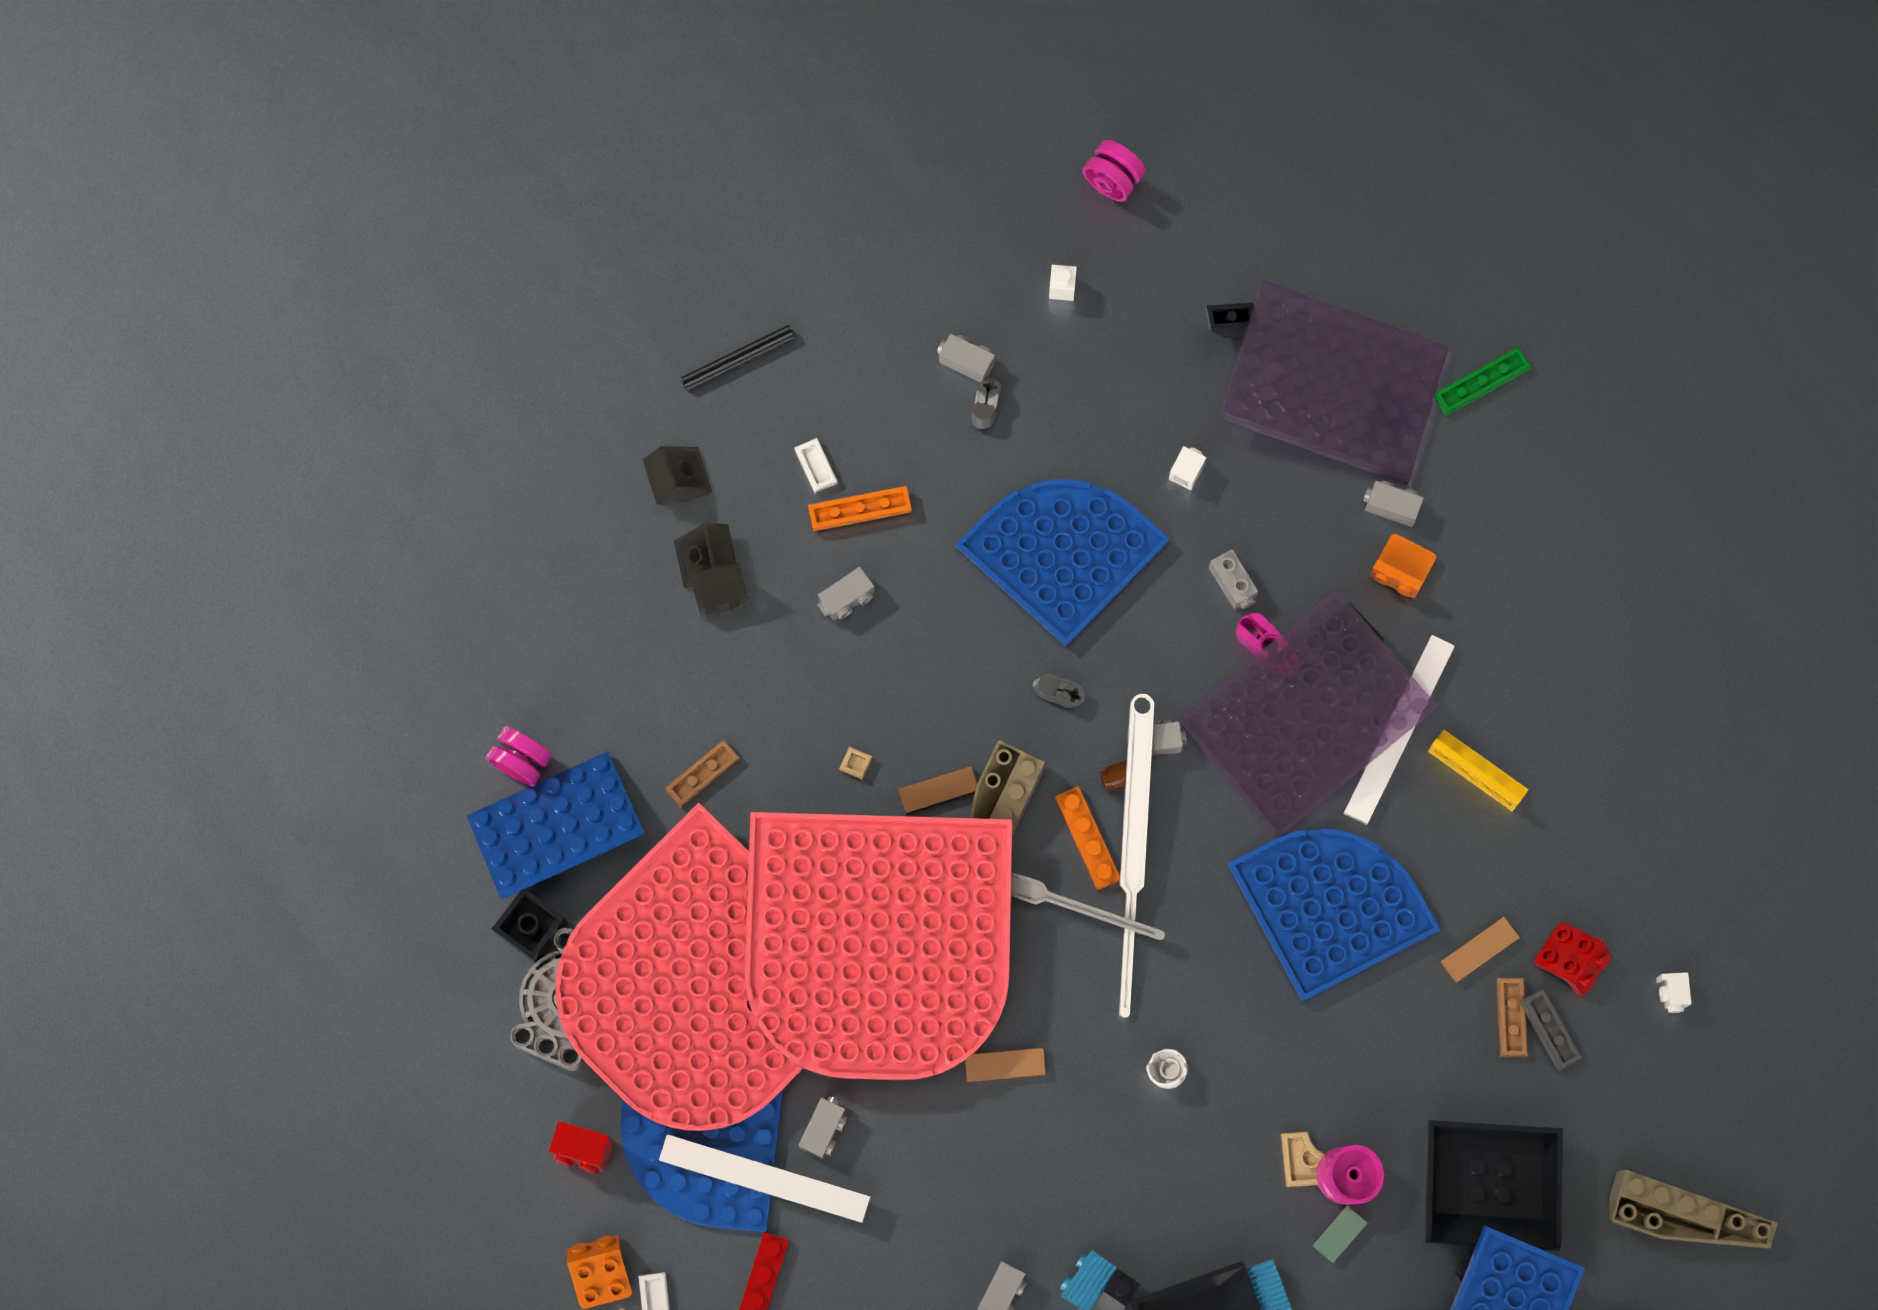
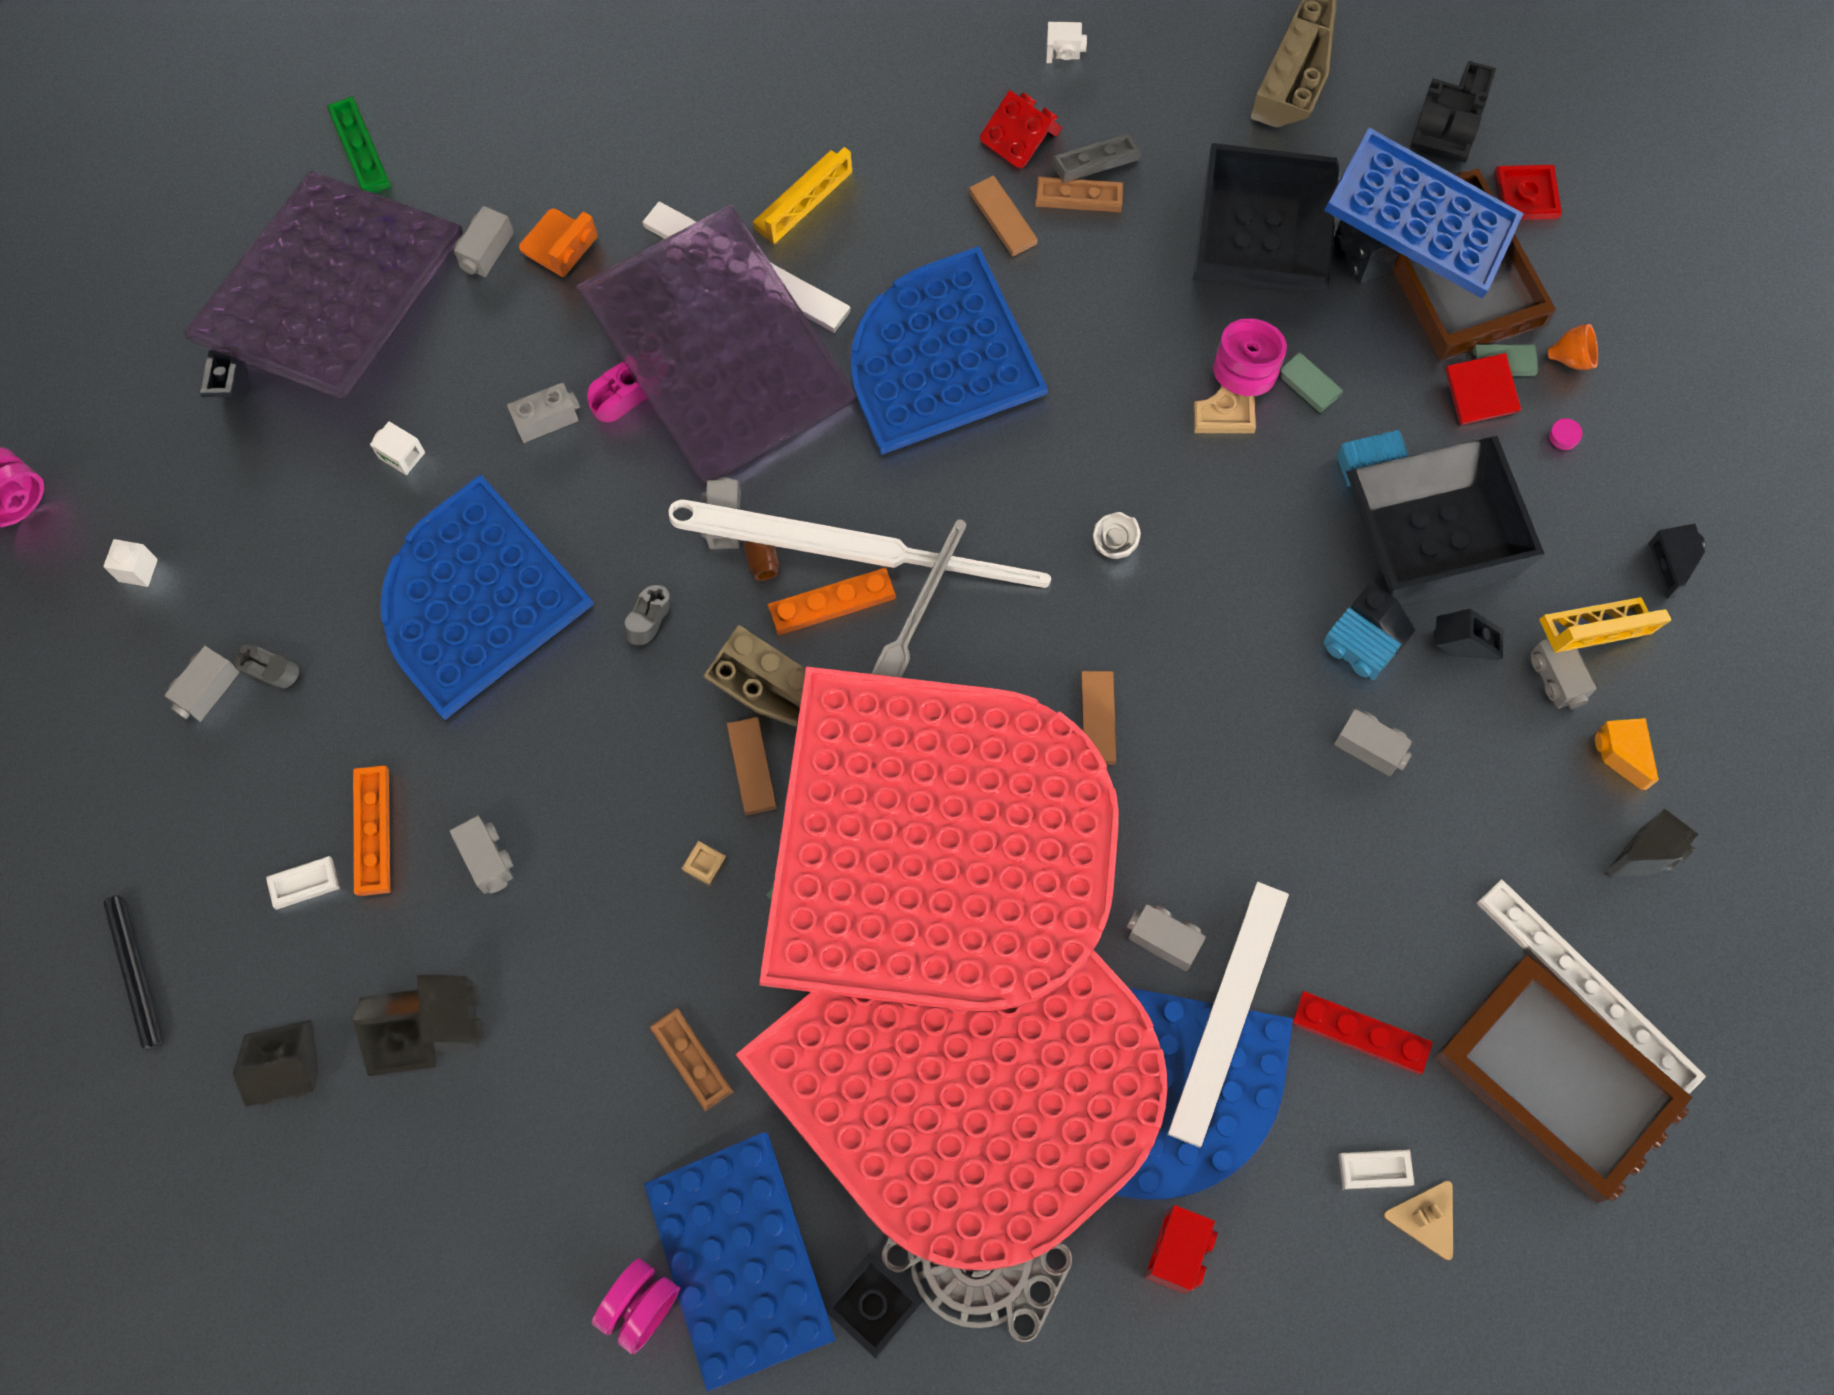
camera: 85 degrees left, 5 degrees down
(598, 1271) = (1337, 1241): orange bracket -> none

